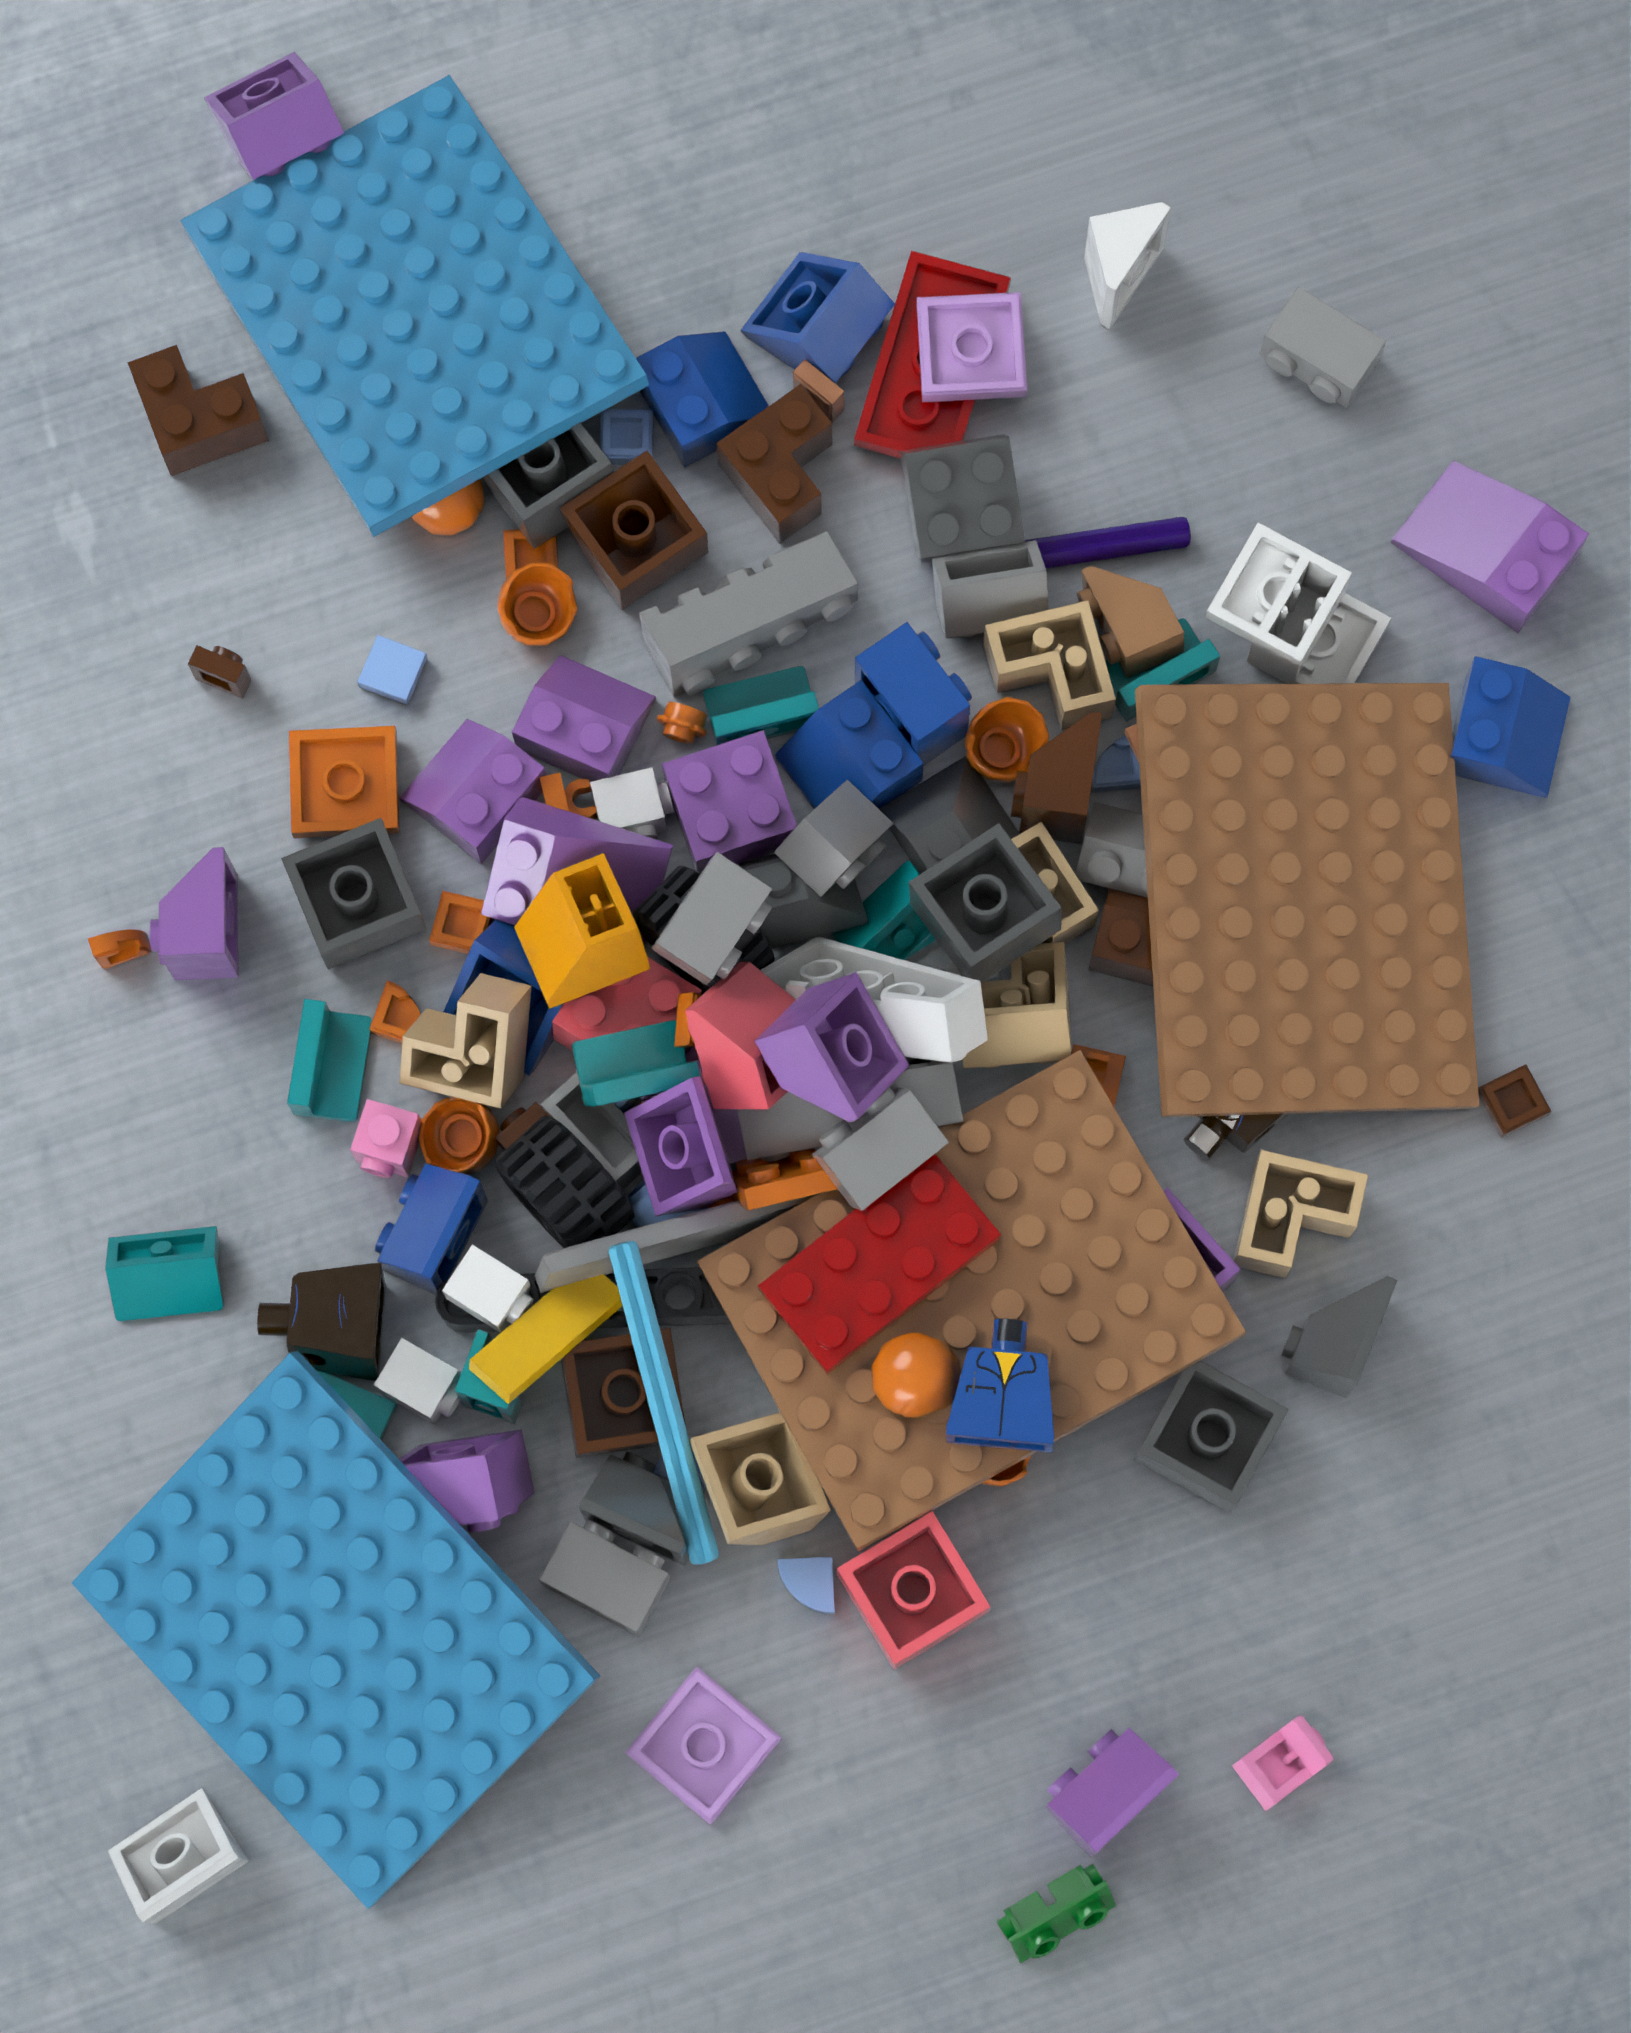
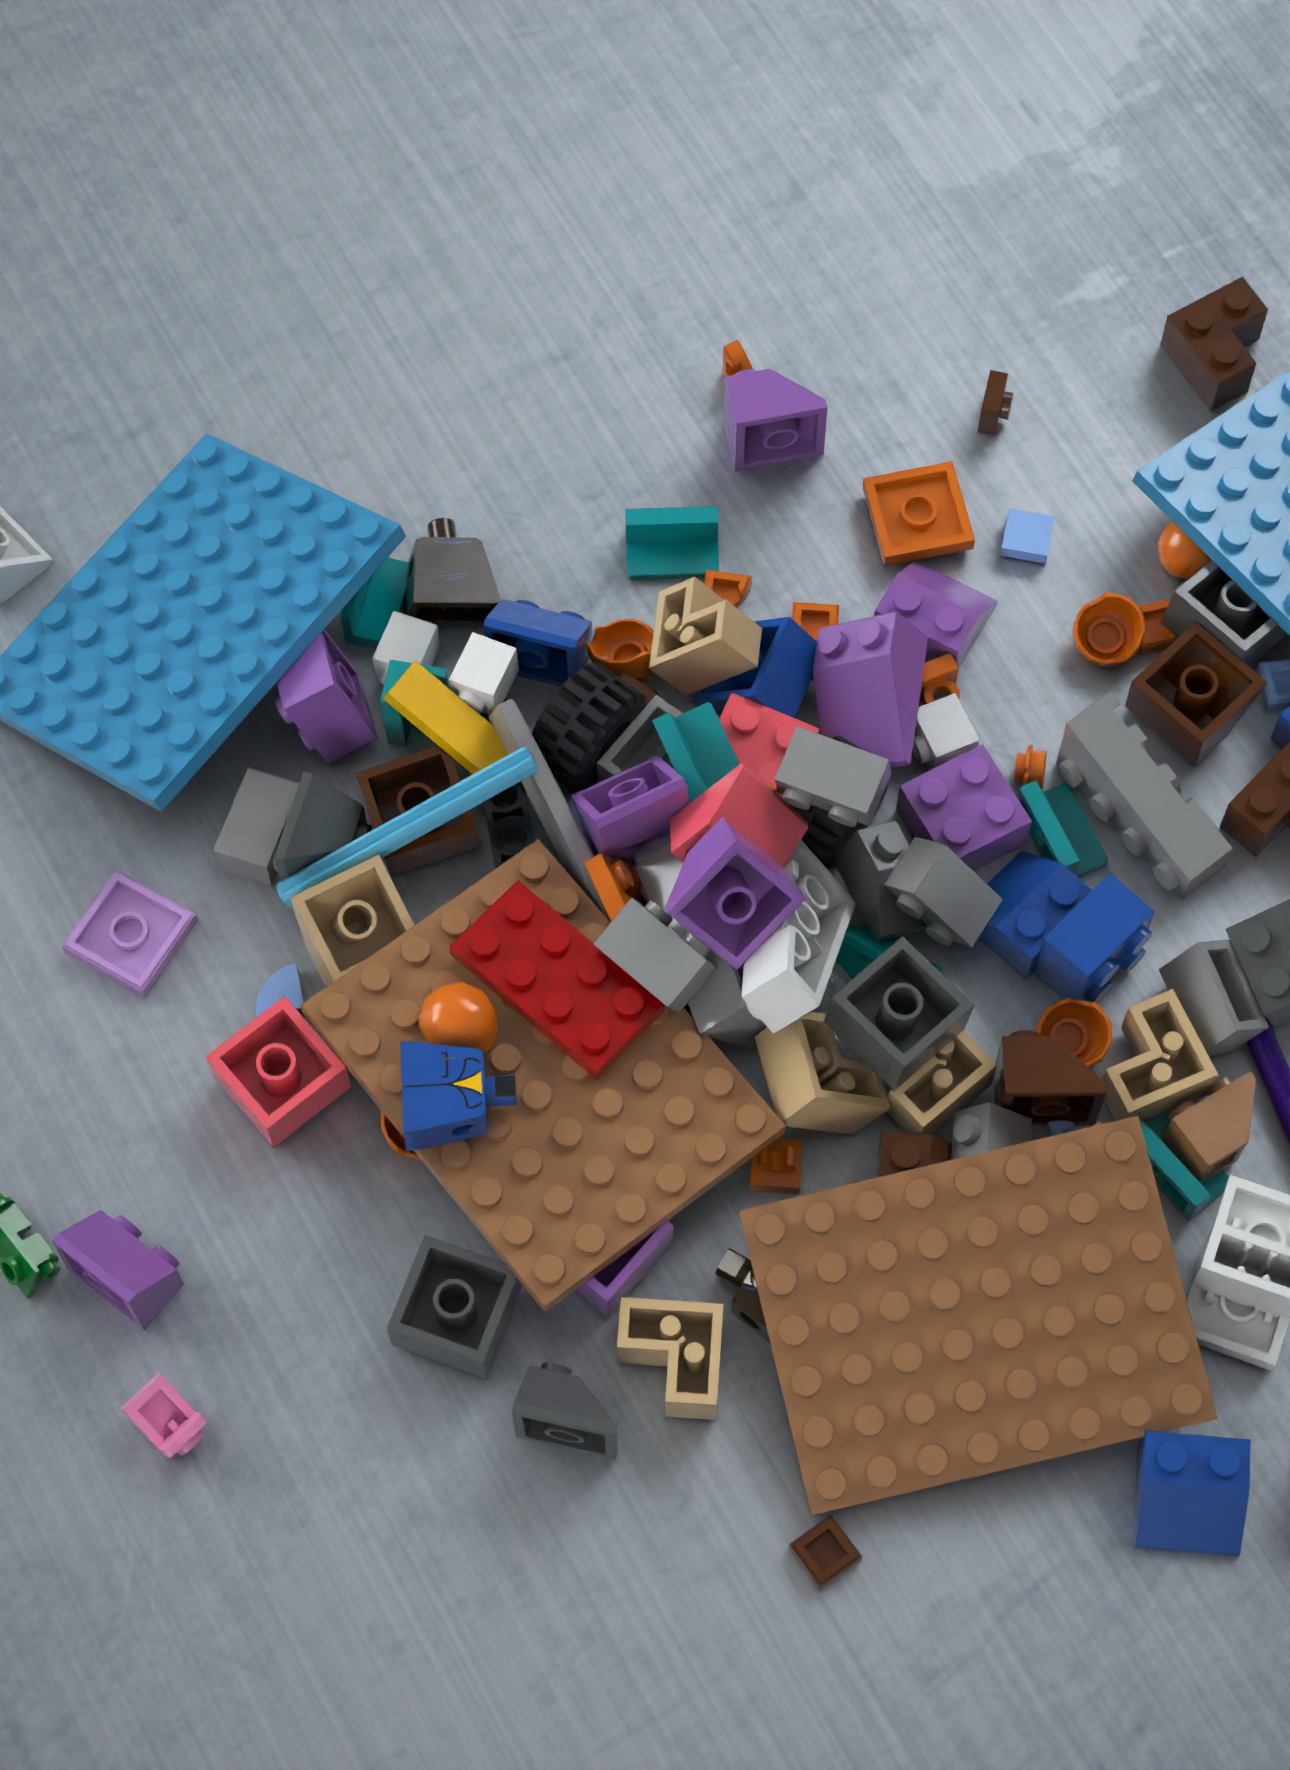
camera: 80 degrees right, 10 degrees down
(164, 1273) = (471, 453): teal panel -> none
(354, 893) = (818, 531): dark grey brick -> none
(386, 1140) = (609, 592): bright pink brick -> none
(580, 933) = (813, 692): light orange slope -> none
(582, 720) = (1016, 686): medium lavender slope -> none
(945, 814) = (999, 995): dark grey slope -> none

